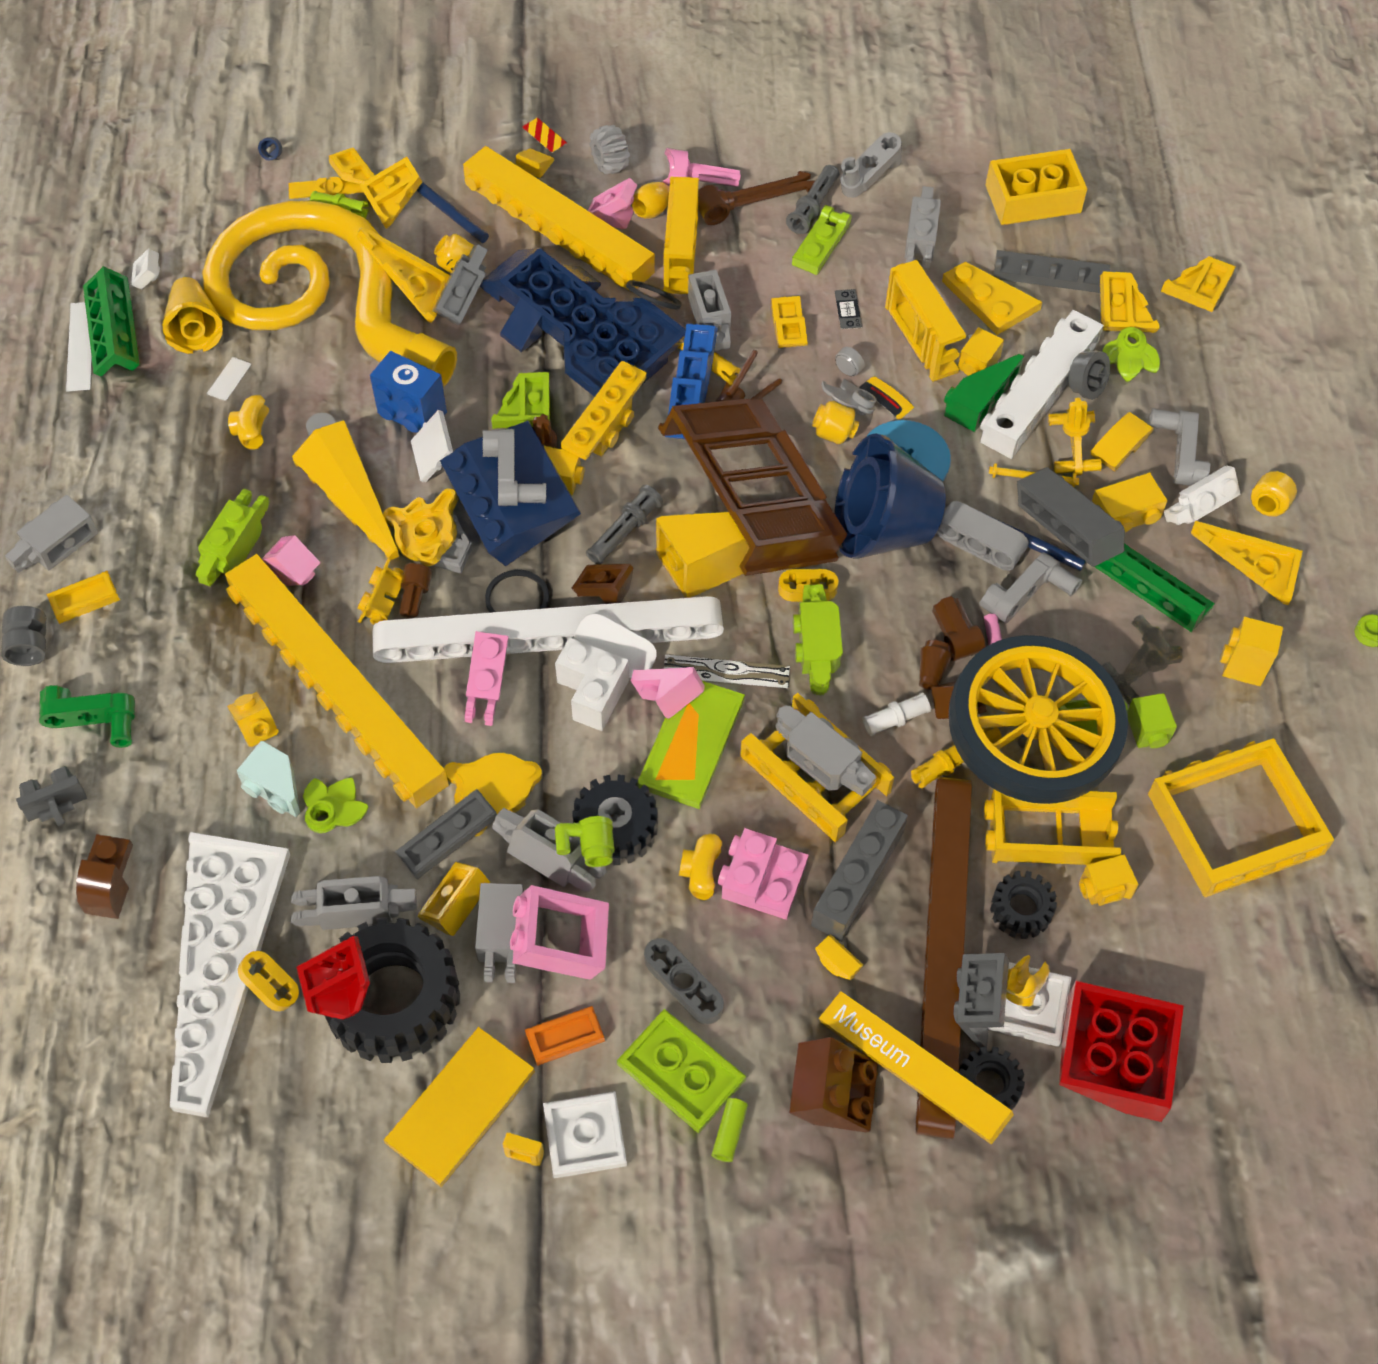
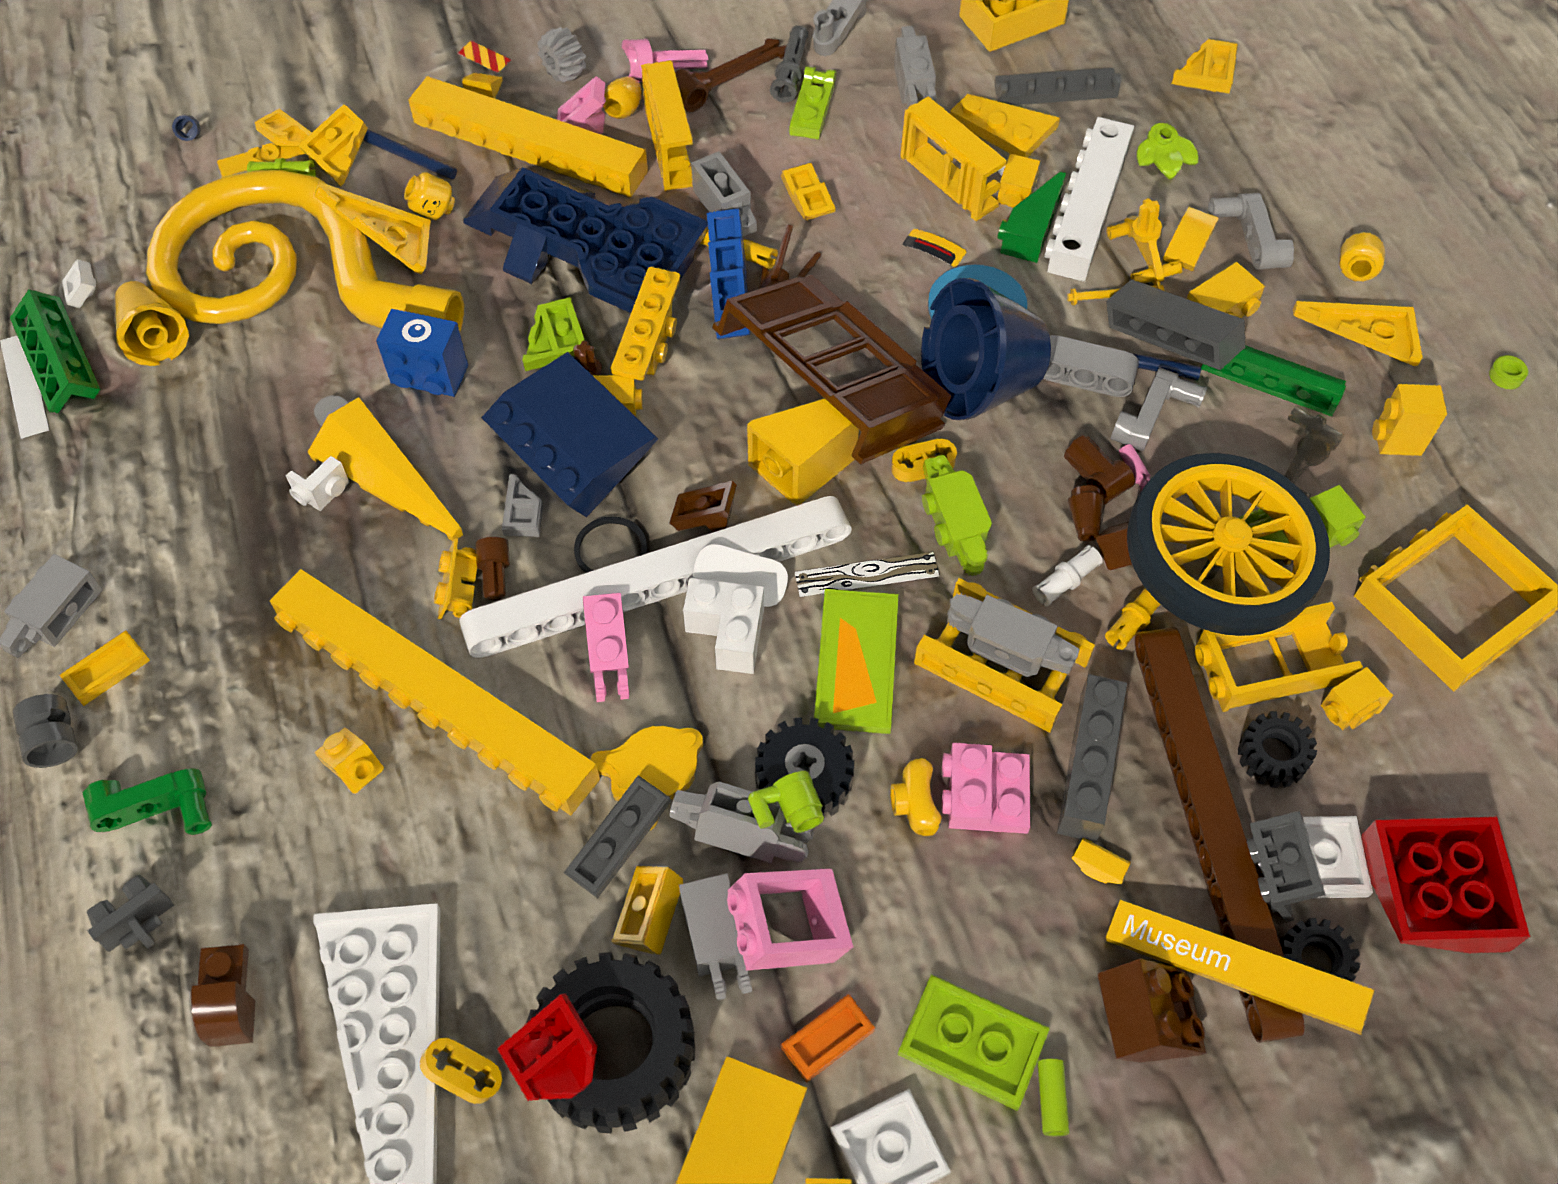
camera: 15 degrees left, 0 degrees up
(229, 379) = (209, 383): white sticker -> none
(231, 536) = (263, 557): lime hinge -> none
(249, 422) = (247, 424): yellow piece -> none
(272, 777) = (391, 822): light aqua slope -> none
(291, 561) = (343, 568): bright pink brick -> none
(294, 488) = (321, 486): none -> white bracket
(335, 802) = (473, 832): lime plate -> none
(352, 902) = (534, 948): light grey hinge -> none
(425, 529) = (484, 498): yellow tile -> none
(431, 446) = (465, 404): white piece -> none
(462, 286) = (446, 226): dark grey hinge -> none
(502, 445) = (575, 433): light grey beam -> none
(631, 283) = (643, 190): black piece -> none
(632, 515) = (711, 430): dark grey pin -> none
(669, 687) = (820, 604): bright pink slope -> none
(707, 993) = (945, 953): dark grey beam -> none
(835, 422) = (894, 283): yellow head -> none
(848, 309) = (863, 166): sticker -> none
(849, 361) = (886, 217): light grey piece -> none
(851, 396) = (909, 255): light grey plate -> none
(1024, 986) = (1324, 837): yellow piece -> none
(1089, 374) = (1136, 177): dark grey piece -> none
(1124, 304) = (1142, 102): yellow wing -> none
(1204, 496) = (1296, 274): white hinge -> none

